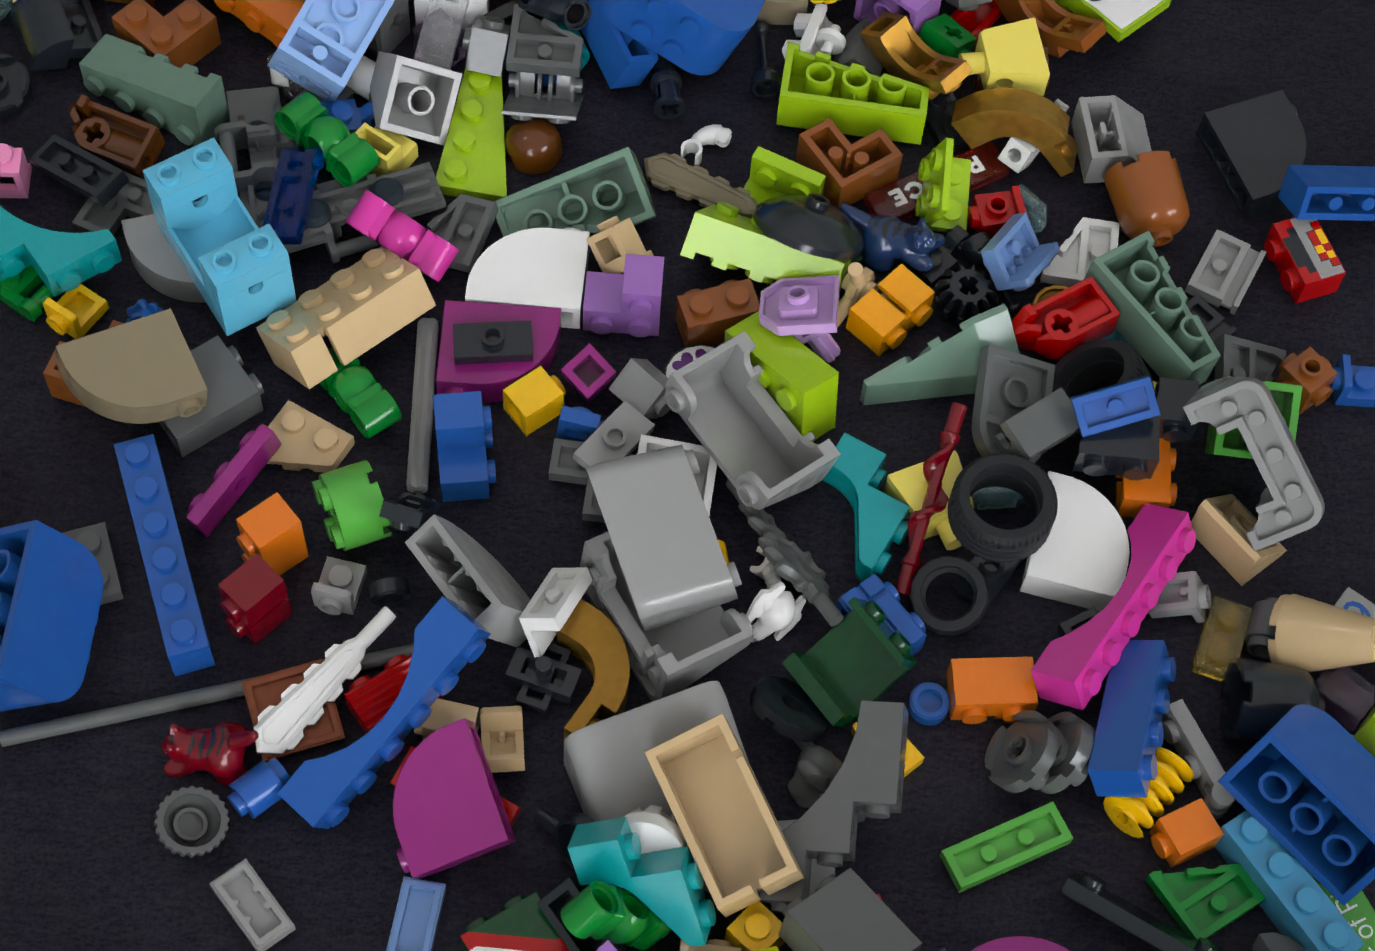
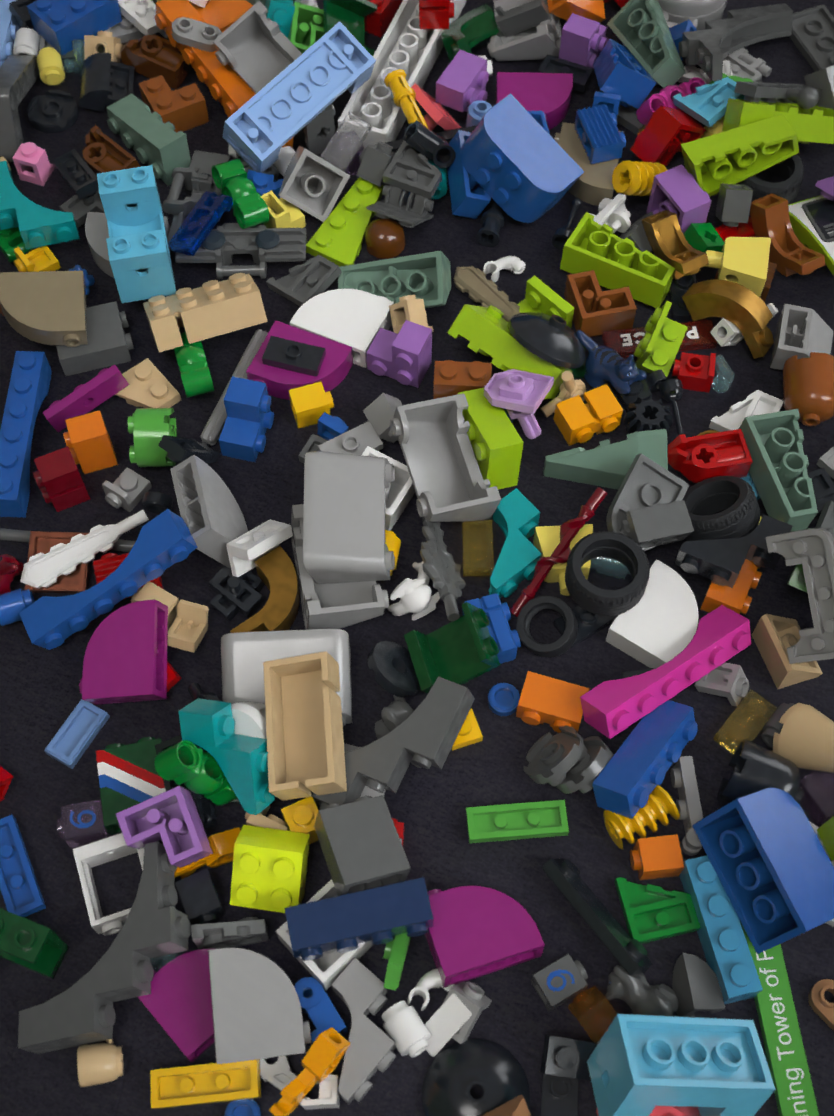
camera: 25 degrees right, 0 degrees up
(402, 235) = (264, 270): dark pink piece -> none
(588, 373) = (352, 396): magenta brick -> none
(823, 523) = (477, 548): none -> clear yellow plate
(1016, 256) = (694, 400): medium blue bracket -> none
(1115, 406) = (717, 523): blue plate -> none

